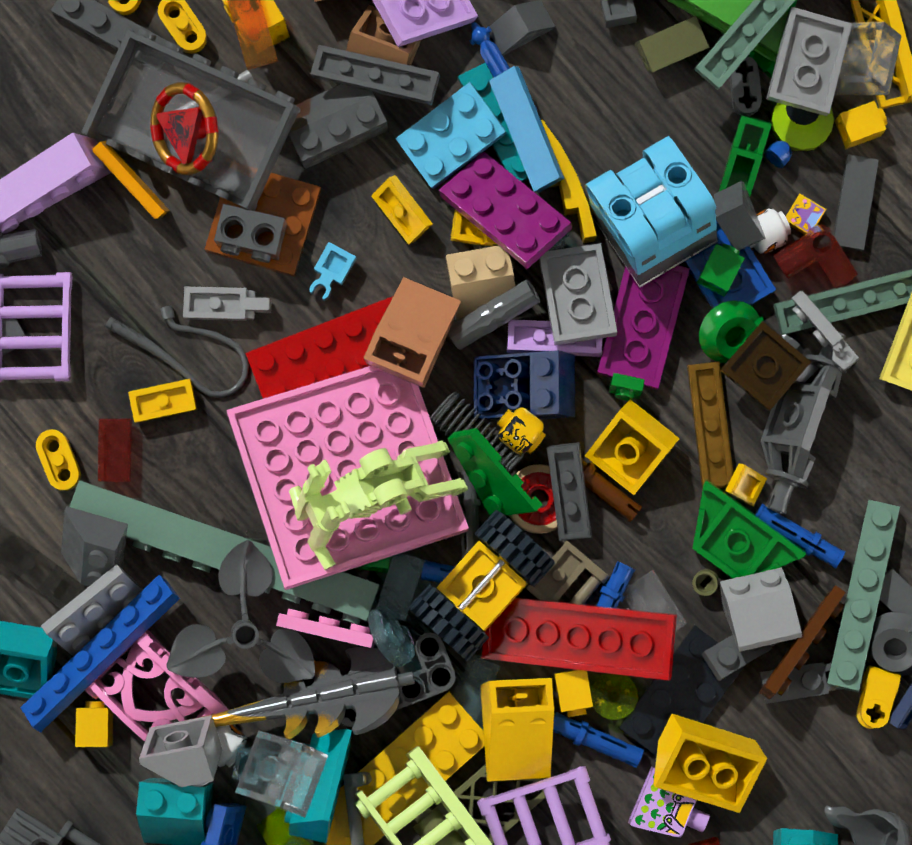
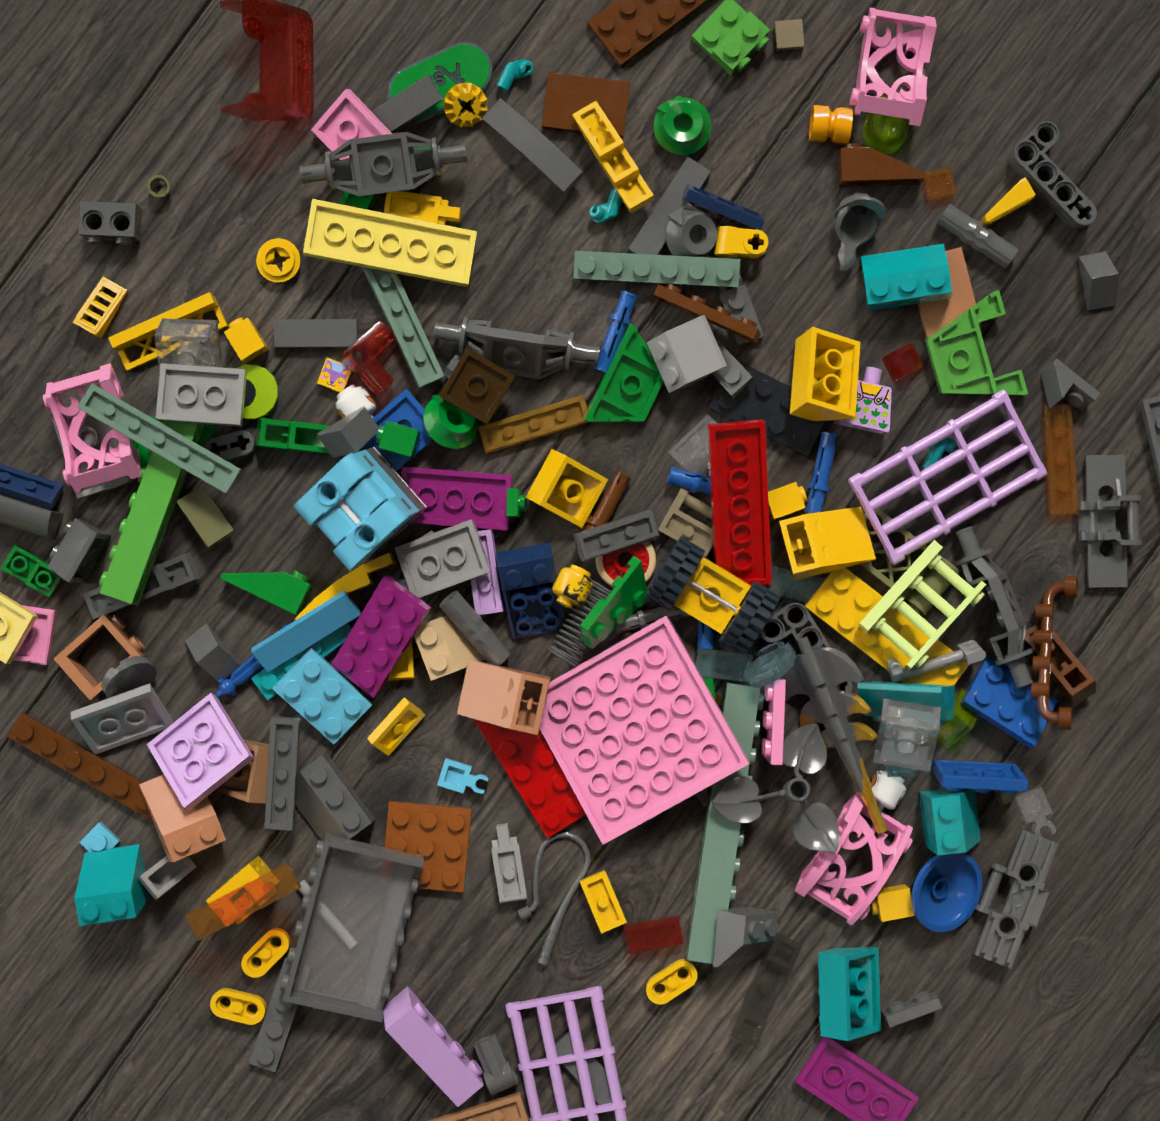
camera: 105 degrees left, 5 degrees up
(89, 800) = (946, 891): none -> blue dish
(91, 610) = (796, 922): light grey plate -> none
(99, 653) = (831, 911): blue plate -> none
(130, 180) = (415, 969): light orange tile -> none
(183, 751) = (904, 822): light grey slope -> none
(184, 129) = (363, 931): piece -> none
(253, 225) = (437, 854): dark grey brick -> none
(365, 490) = (651, 704): yellowish green piece -> none
(577, 112) = (279, 588): none -> green slope
(614, 696) = (783, 465): clear neon green piece -> none
(710, 588) = (673, 399): olive hinge -> none
(746, 484) = (580, 385): yellow tile -> none
(778, 153) = (284, 407): blue hinge -> none
(825, 332) = (439, 340): light grey hinge -> none

